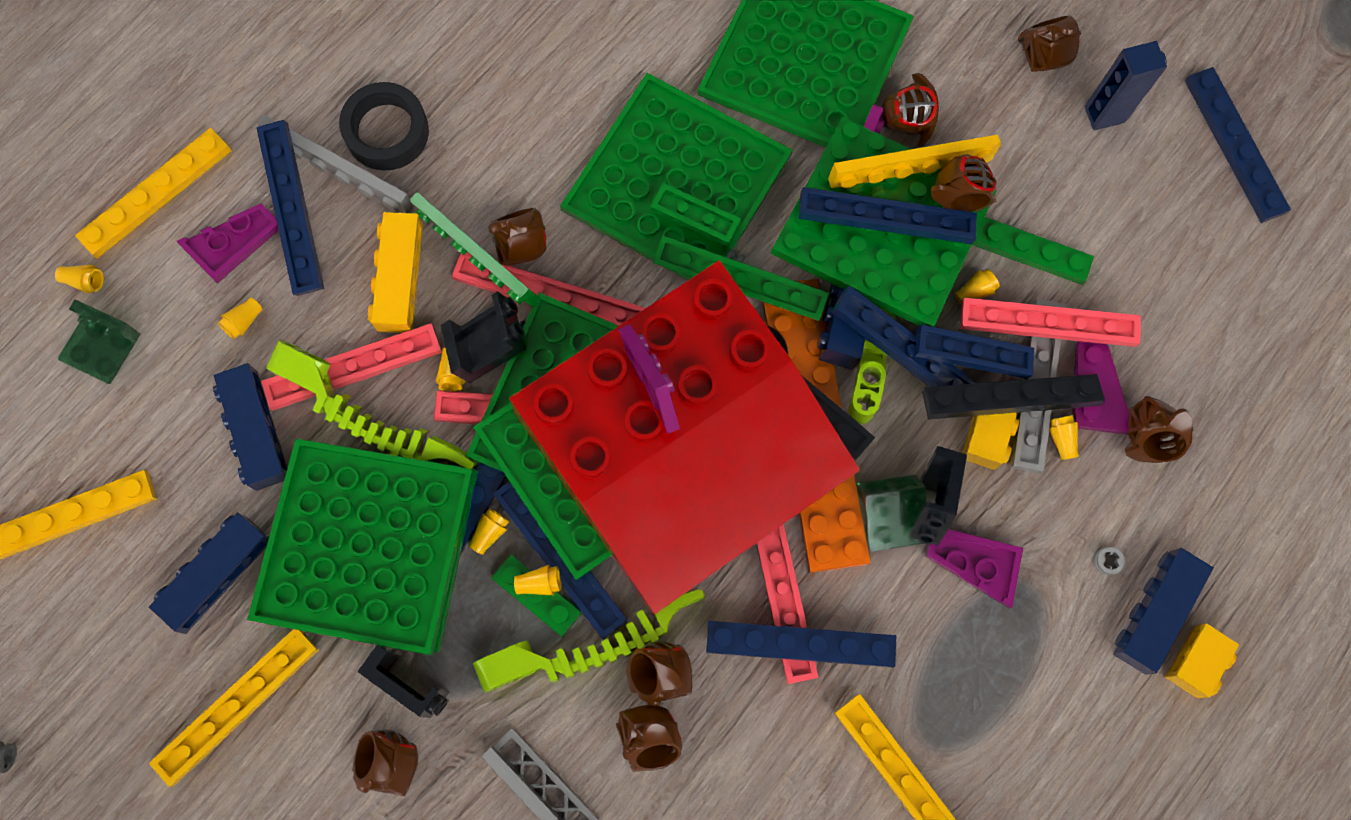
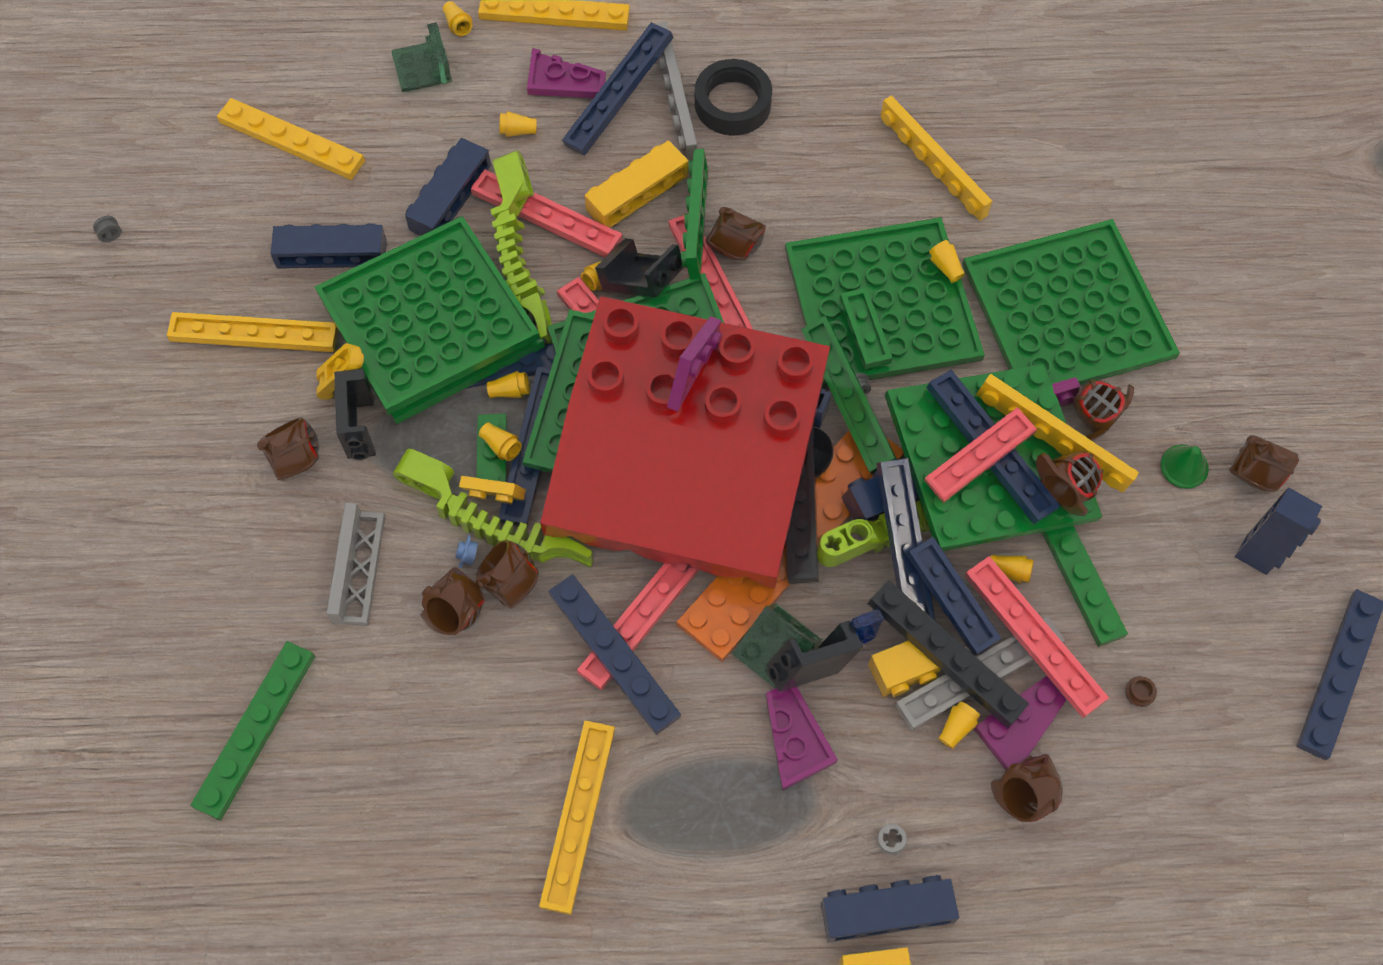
camera: 50 degrees right, 10 degrees down
(346, 661) = (346, 358): none -> yellow plate
(568, 631) = (503, 491): none -> yellow plate
(588, 29) = (939, 162): none -> yellow plate
(609, 688) = (466, 551): none -> medium blue plate
(692, 103) = (947, 260): none -> yellow cone
(892, 231) = (980, 454): none -> coral tile
(944, 436) = (867, 625): none -> clear blue plate
(999, 97) = (1184, 466): none -> green hat
(1142, 287) = (1140, 691): none -> reddish brown plate

